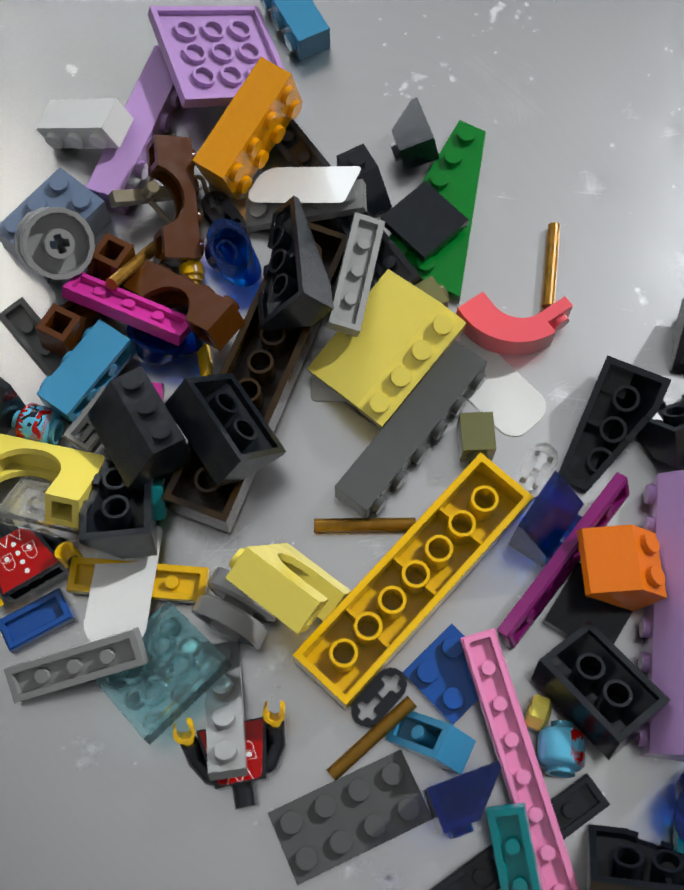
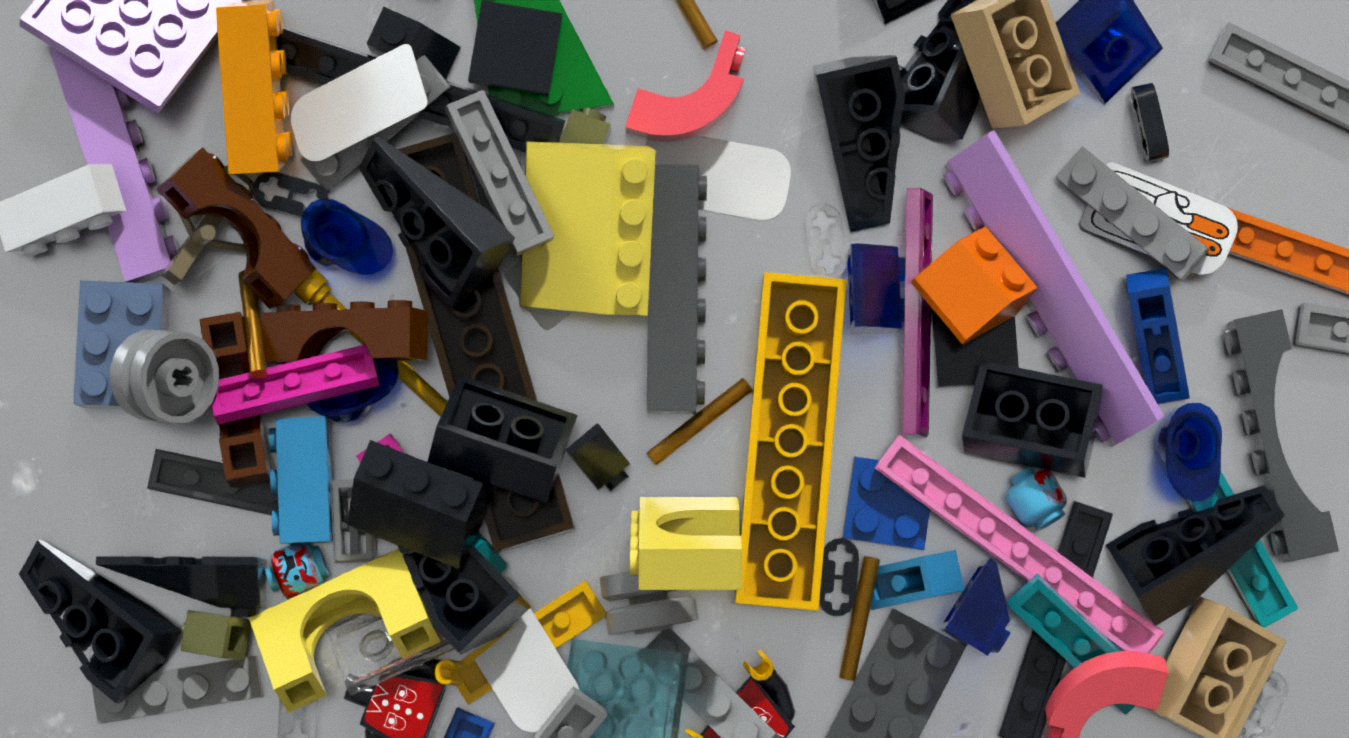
camera: 40 degrees left, 15 degrees up
(279, 492) = (599, 459): none -> black slope
(476, 435) = (744, 251): olive brick -> none
(538, 712) = (993, 480): light yellow tile -> none

